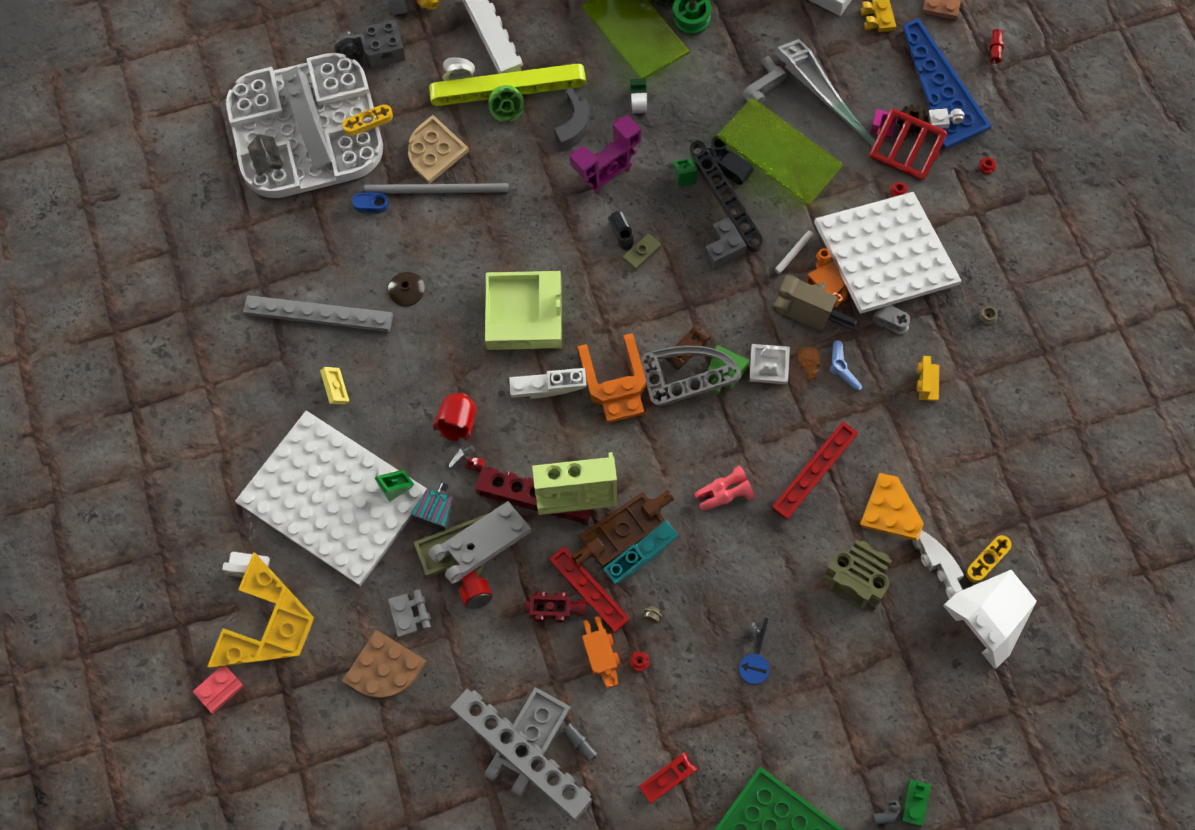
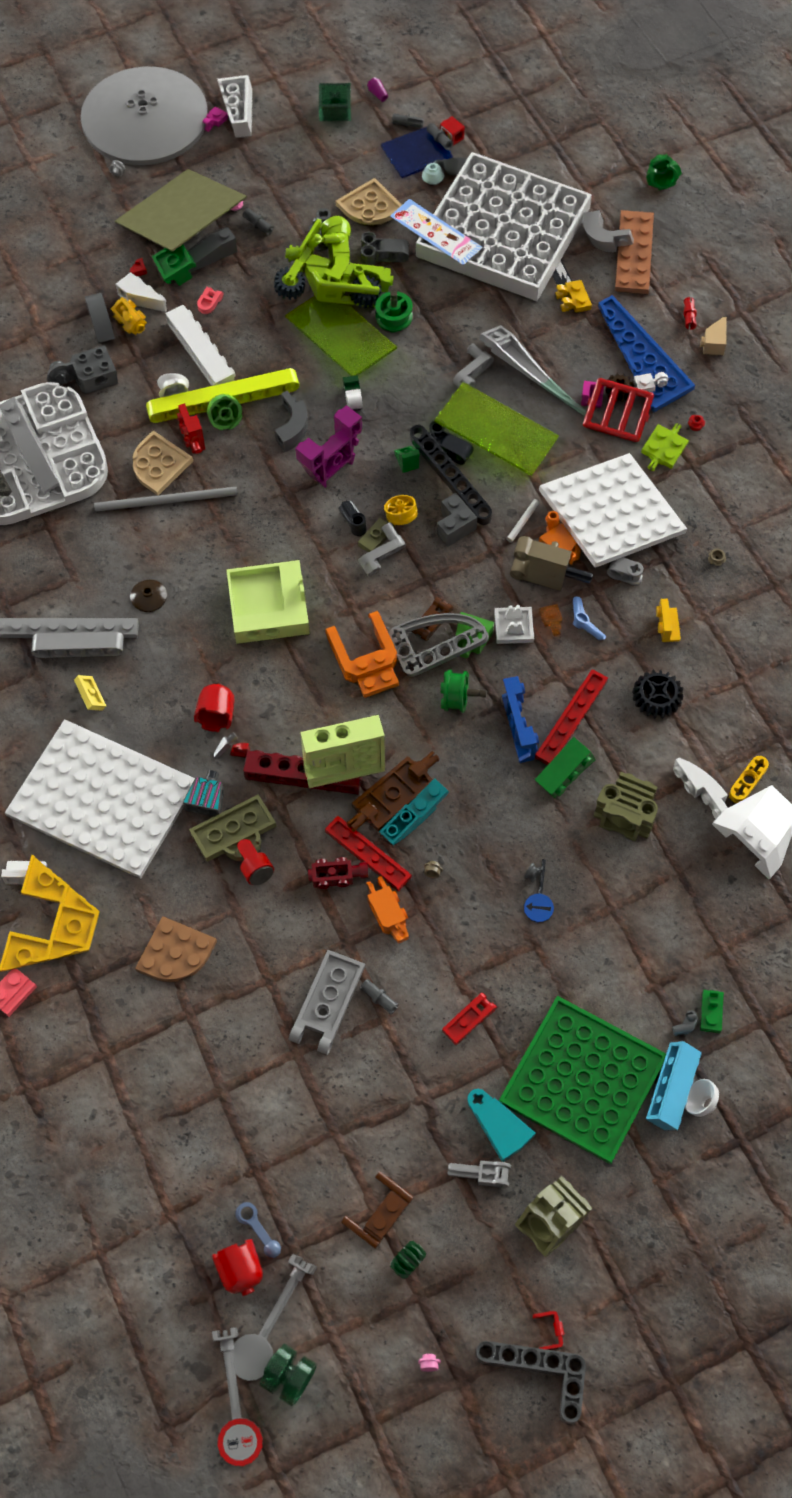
camera: 10 degrees left, 5 degrees down
(328, 333) = (77, 644): none -> light grey beam
(353, 120) = (90, 434): yellow beam -> none
(366, 202) = (98, 519): blue piece -> none
(394, 484) = (161, 776): green slope -> none
(403, 615) = (187, 900): light grey plate -> none
(470, 120) = (191, 429): none -> red plate
(488, 536) = (262, 813): light grey hinge -> none
(549, 384) = (301, 668): white slope -> none
(573, 808) = (379, 1055): light grey brick -> none
(632, 278) = (370, 560): none -> light grey beam
(639, 666) = (426, 919): red plate -> none
(671, 230) = (401, 509): none -> yellow wheel
(701, 429) = (457, 691): none -> green wheel
(719, 494) = (483, 750): coral piece -> none
(762, 489) = (523, 736): none -> blue piece
(800, 525) = (565, 768): none -> green wedge
(892, 510) = (650, 744): light orange plate -> none
(898, 185) = (611, 455): red plate -> none
(898, 442) = (657, 684): none -> black gear
(950, 188) = (664, 446): none -> lime plate
(1019, 76) = (715, 338): none -> tan slope

